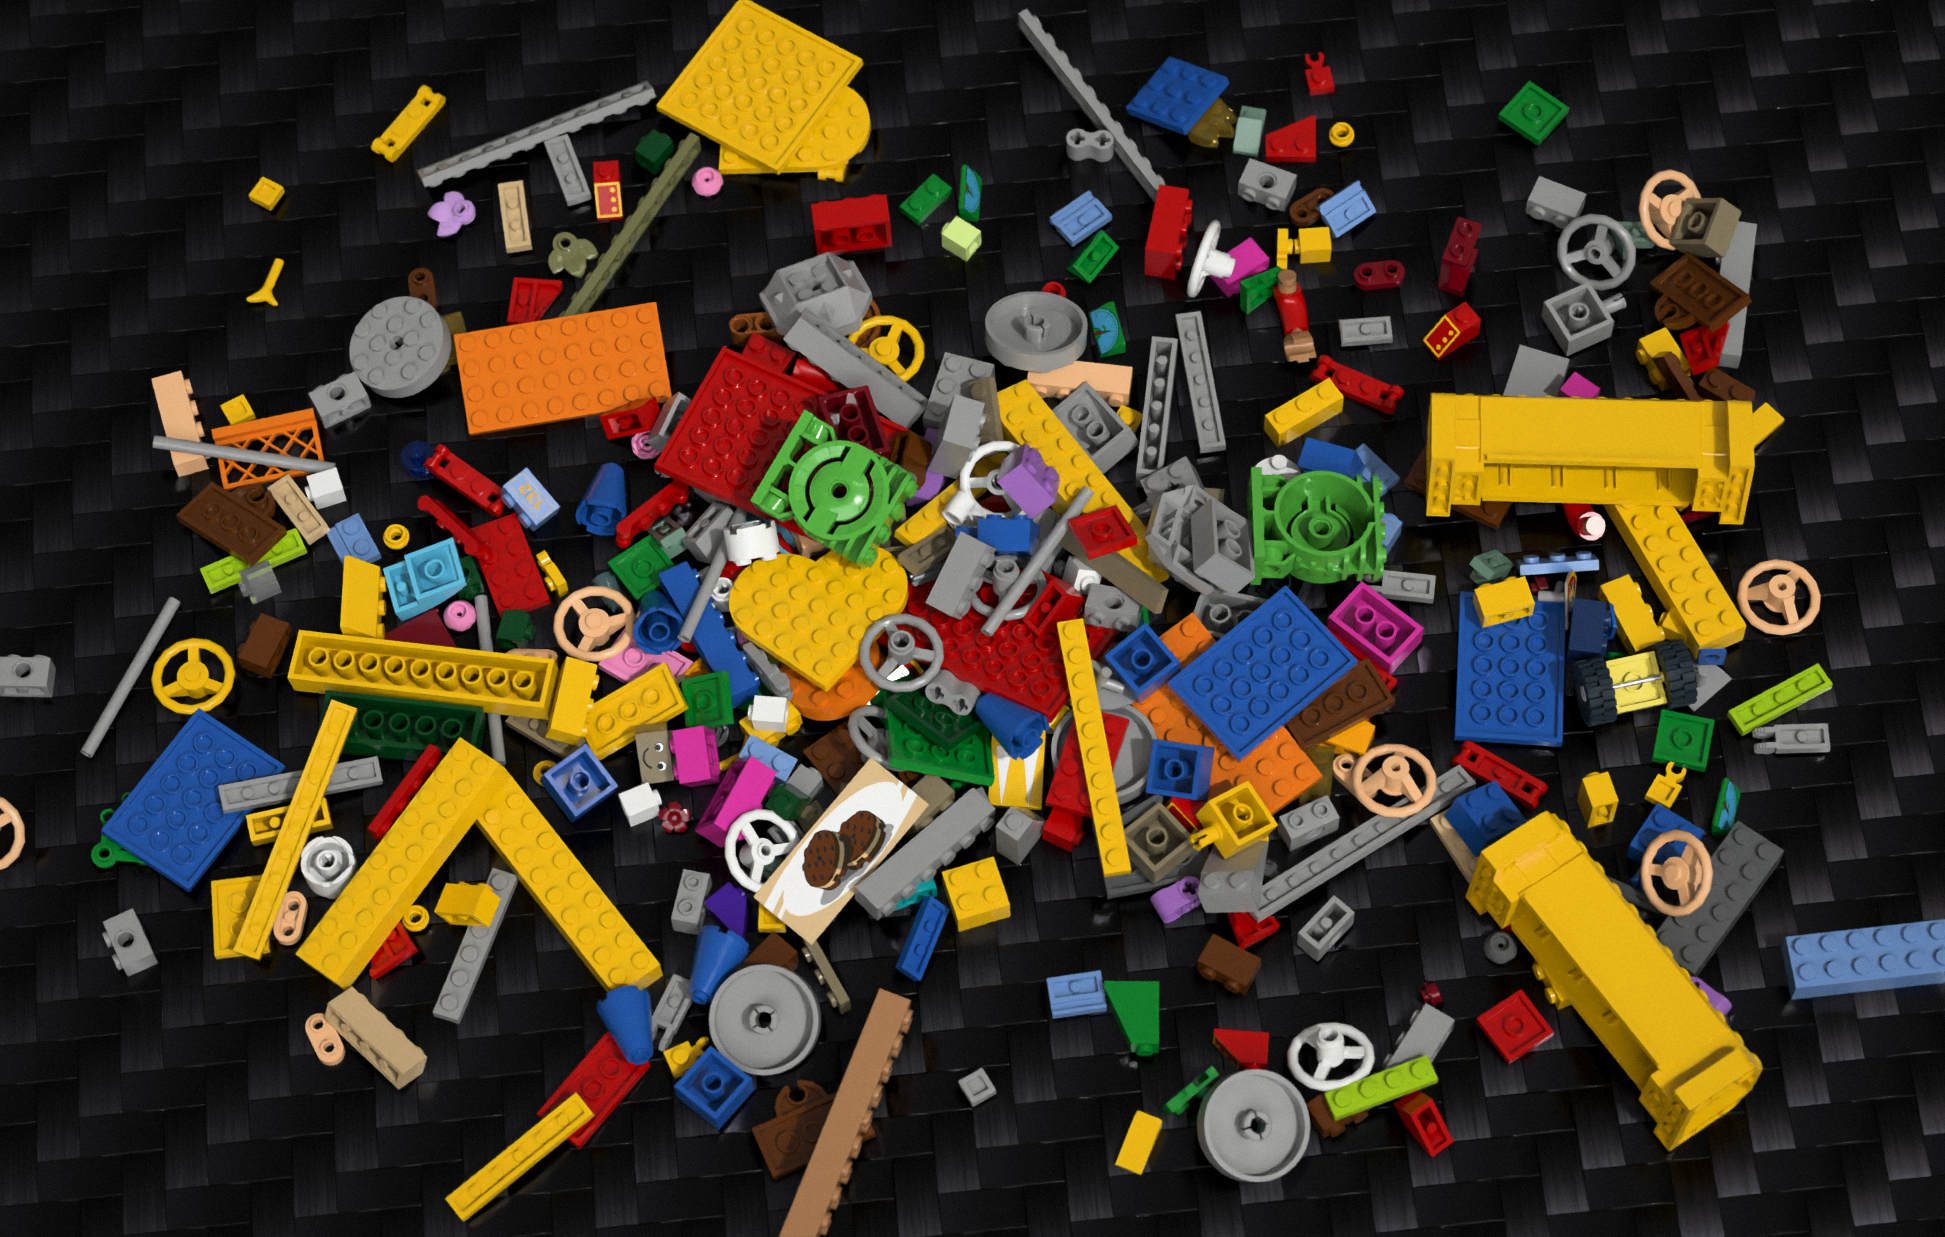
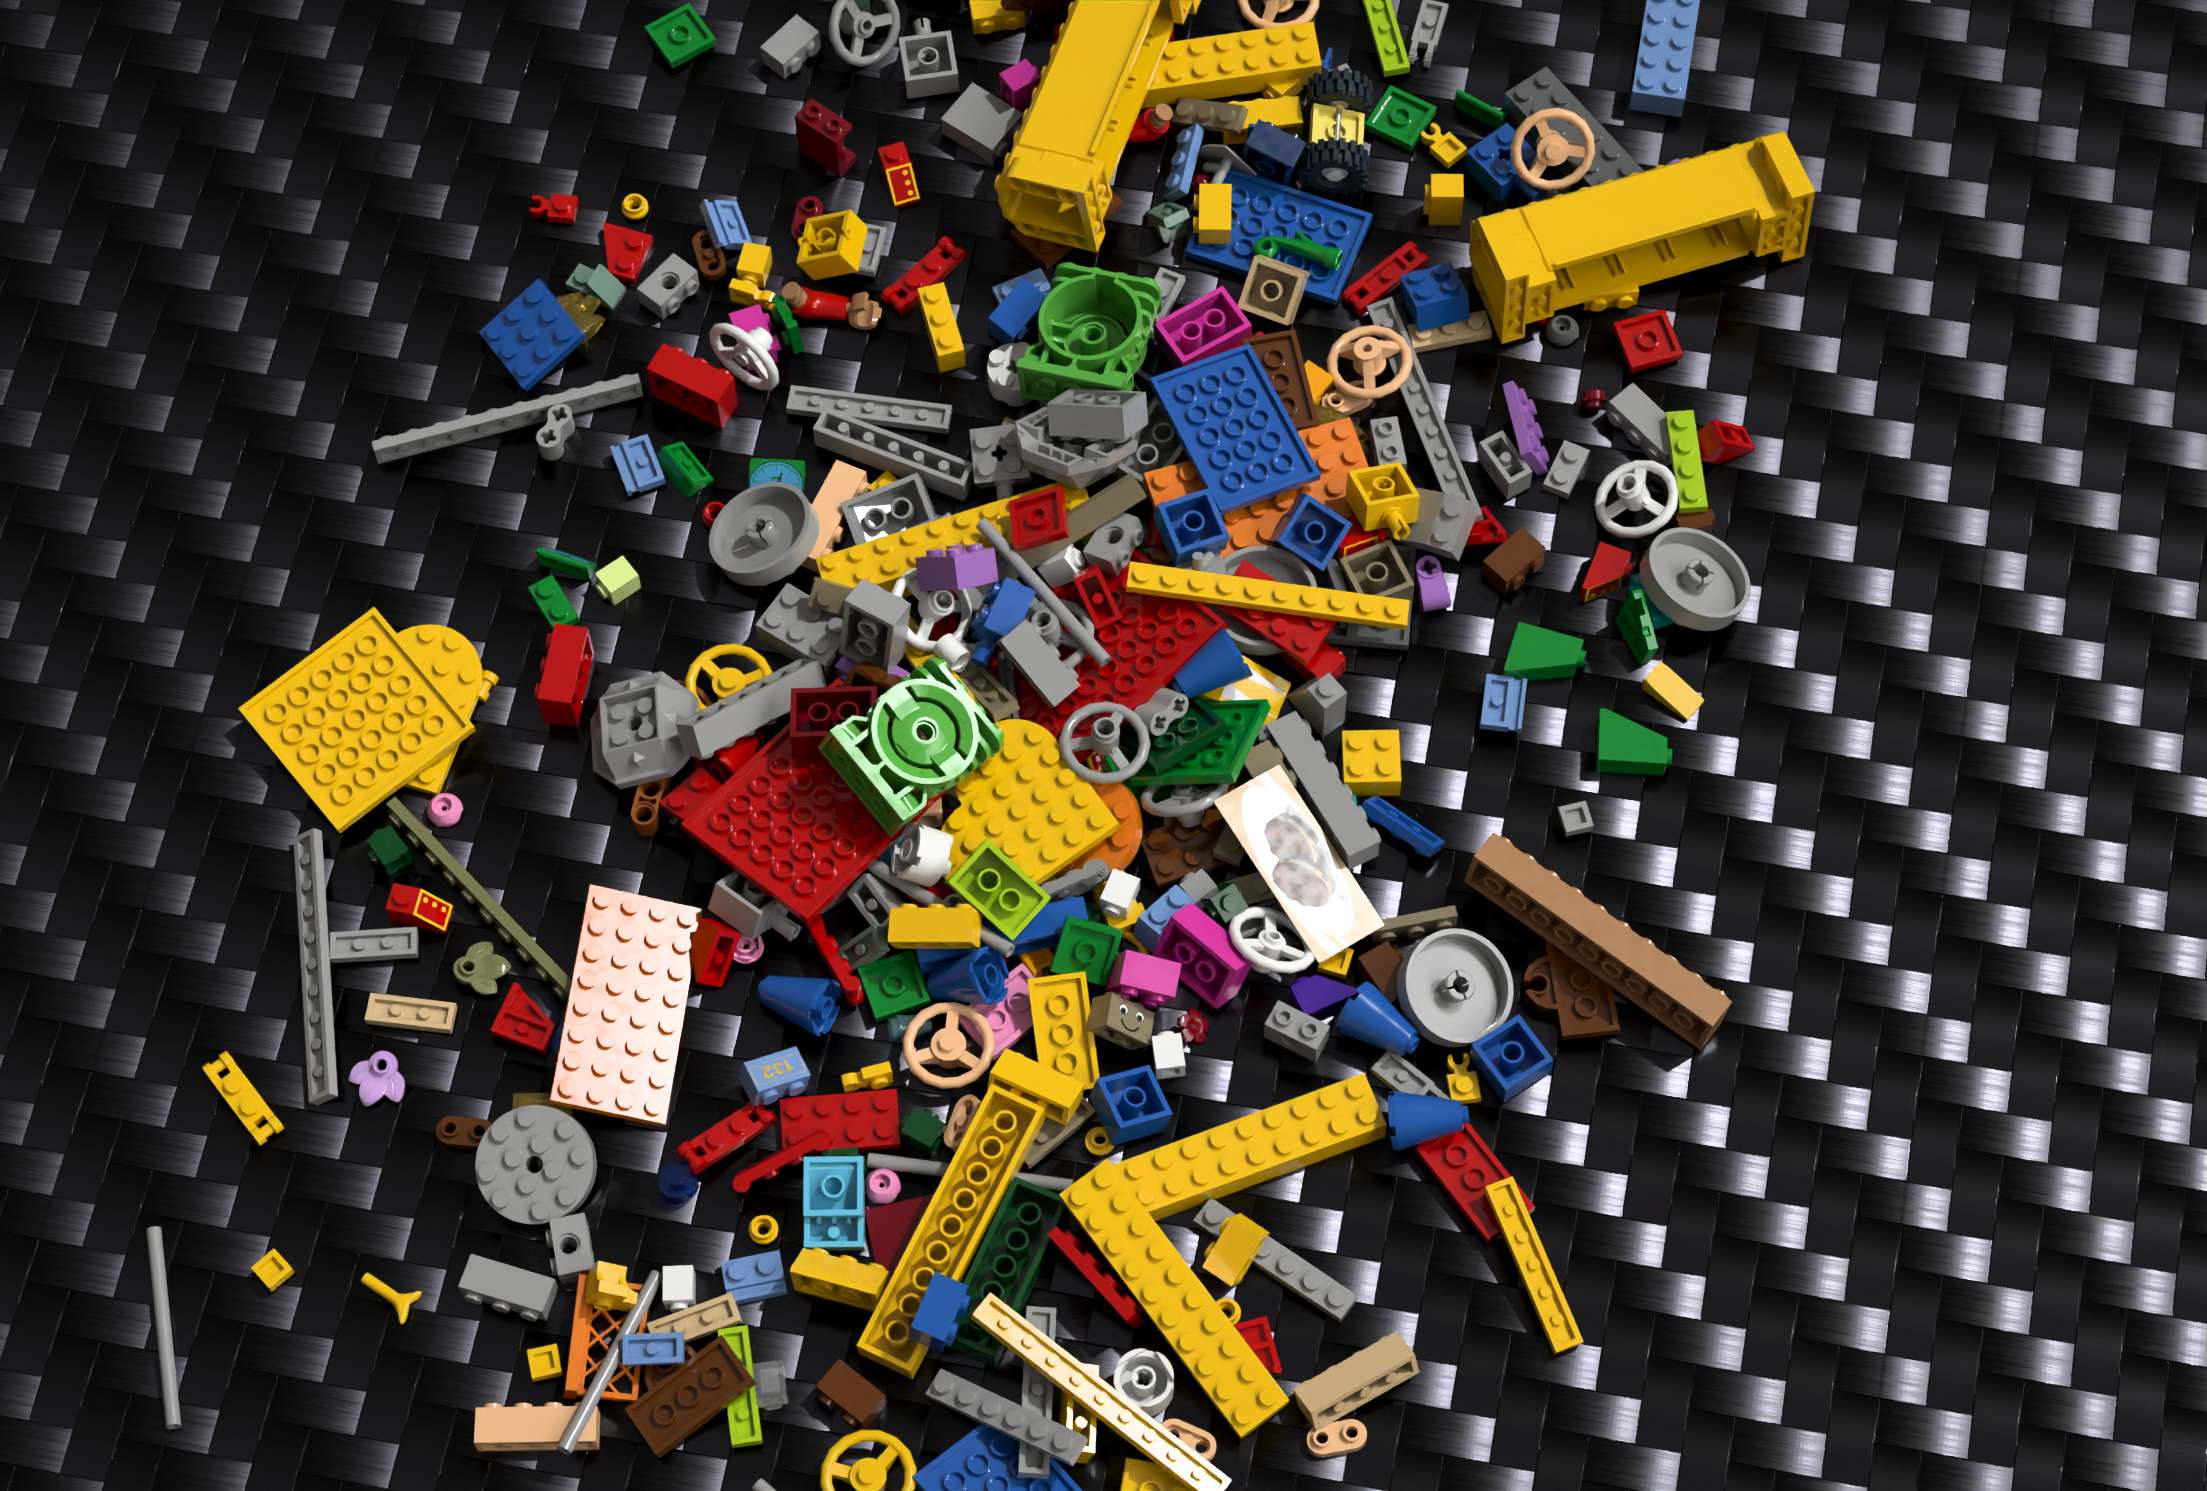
camera: 75 degrees left, 0 degrees up
(201, 135) = (163, 1328): none -> light grey piece
(259, 480) = (653, 1349): none -> medium blue plate
(266, 764) = (1007, 1417): none -> light grey plate
(293, 364) = (508, 1288): none -> light grey brick
(303, 431) = (608, 1288): none -> yellow brick
(330, 676) = (938, 1312): none -> blue brick
(685, 571) = (934, 927): none -> yellow brick
(732, 607) = (998, 889): none -> lime slope
(1064, 1114) = (1629, 746): none -> green slope
(1348, 989) = (1566, 469): none -> light grey plate
(1350, 296) = (832, 245): none -> yellow brick
(1369, 935) = (1526, 430): none -> medium lavender plate
(1439, 674) = (1273, 289): none -> tan brick
(1494, 713) = (1303, 247): none -> green plant
(1612, 569) = (1210, 115): none -> dark tan plate

